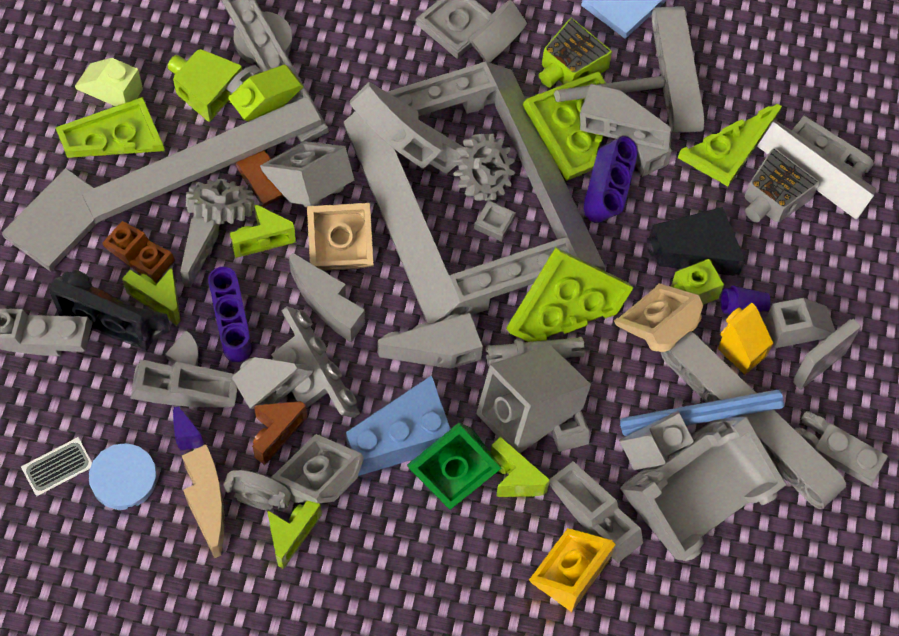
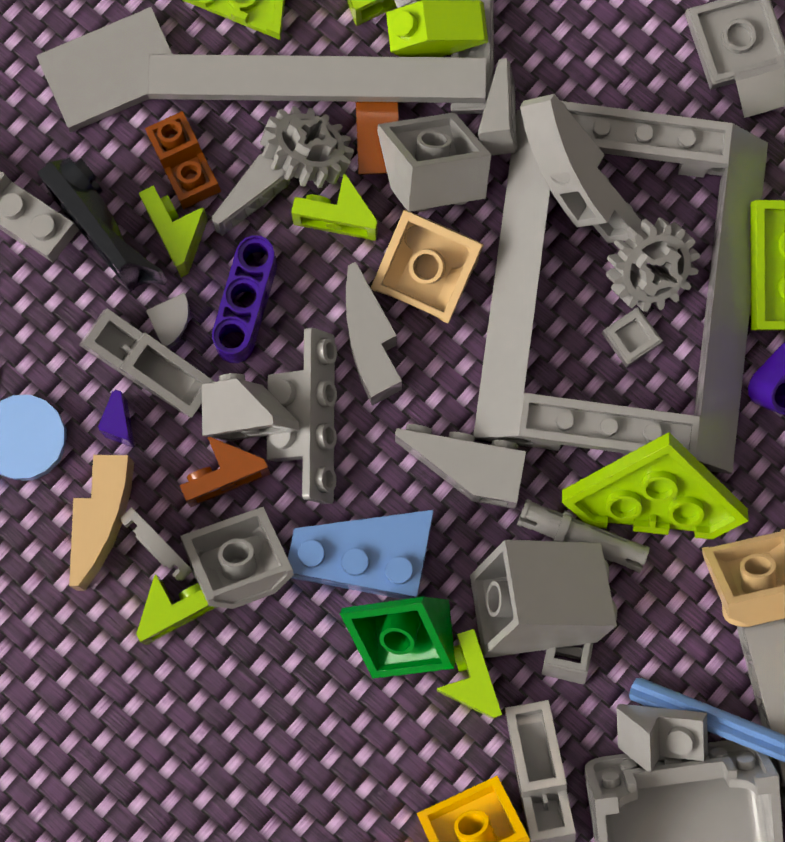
camera: 35 degrees right, 15 degrees up
(336, 126) = (498, 121): none -> light grey slope

